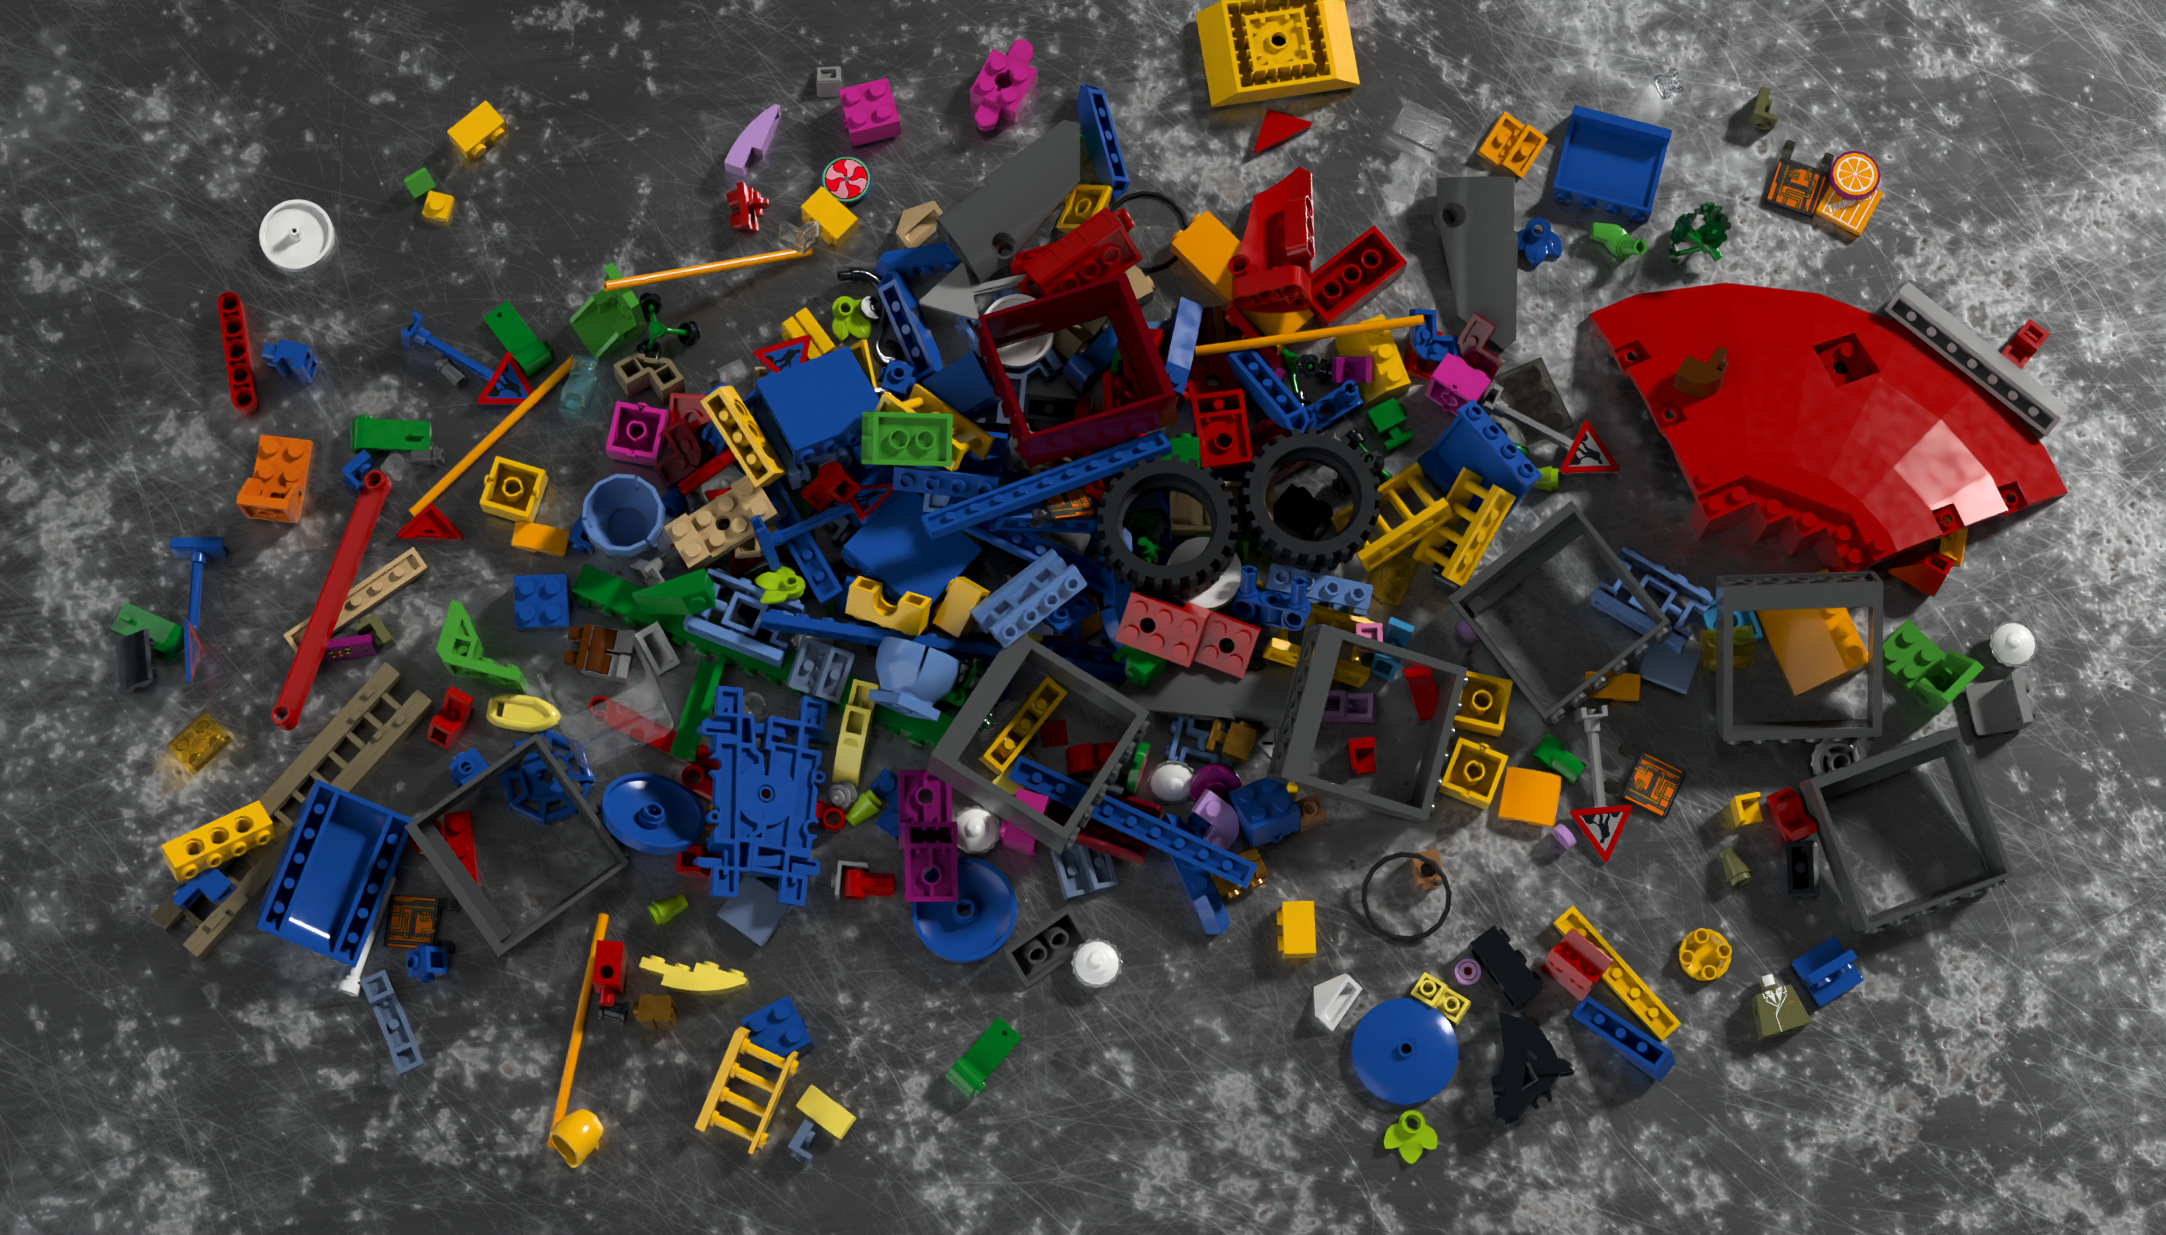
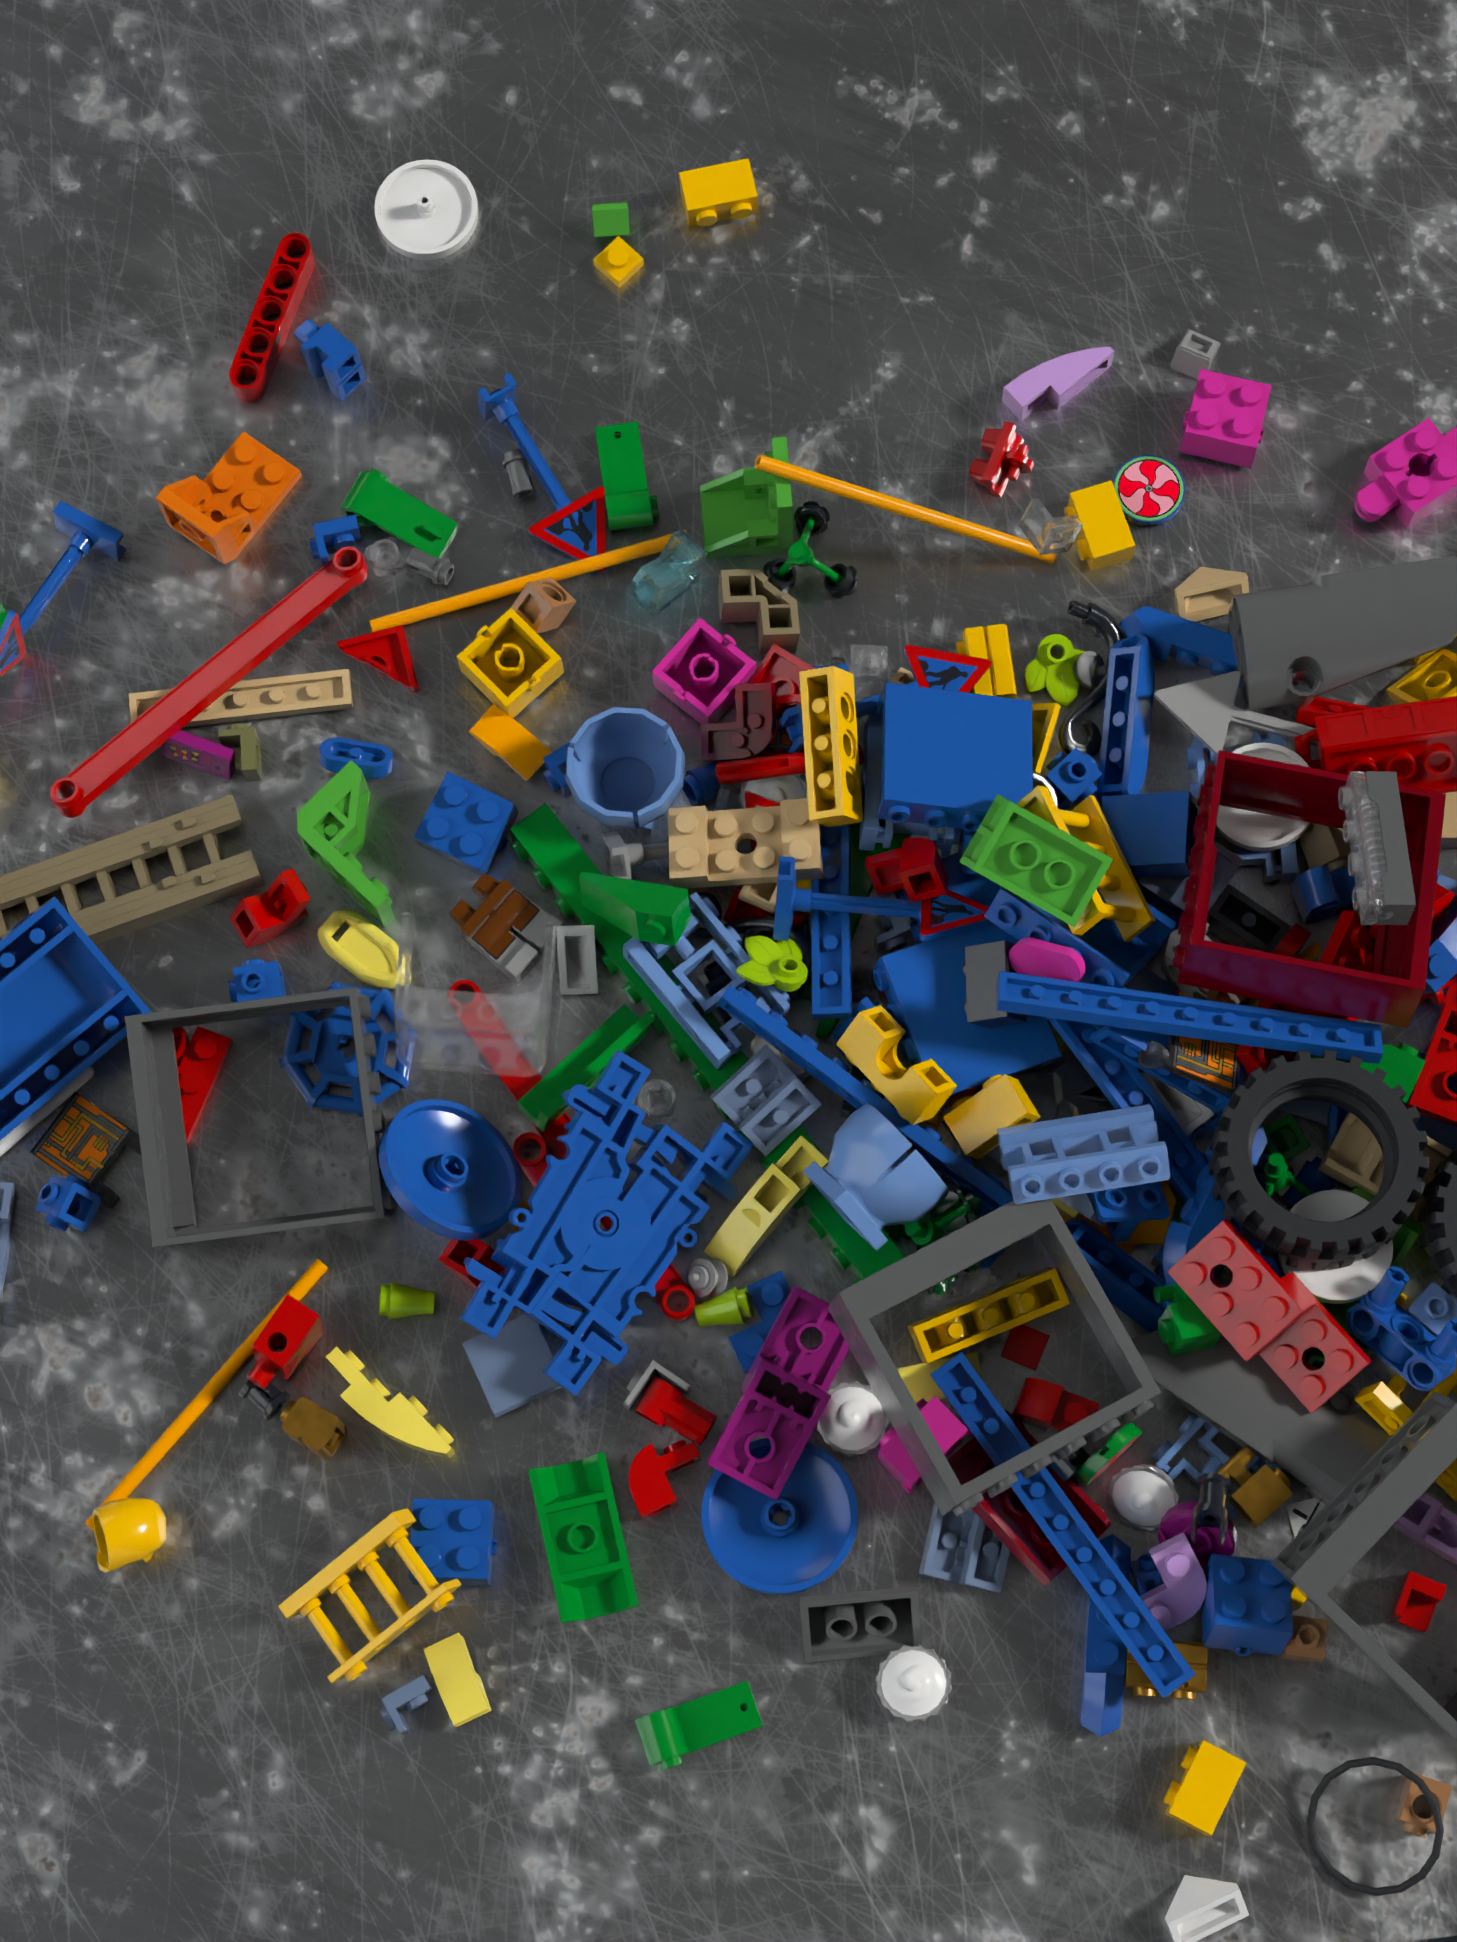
camera: 35 degrees right, 0 degrees up
(438, 601) = (372, 758): none -> blue plate
(513, 443) = (543, 604): none -> medium nougat brick
(855, 988) = (583, 1539): none -> green piece
(875, 932) = (649, 1476): none -> red brick
(909, 523) = (981, 973): none -> black brick
(944, 495) = (1046, 960): none -> dark pink tile
(1103, 325) = (1377, 848): none -> piece
(1214, 764) = (1211, 1504): none -> black piece

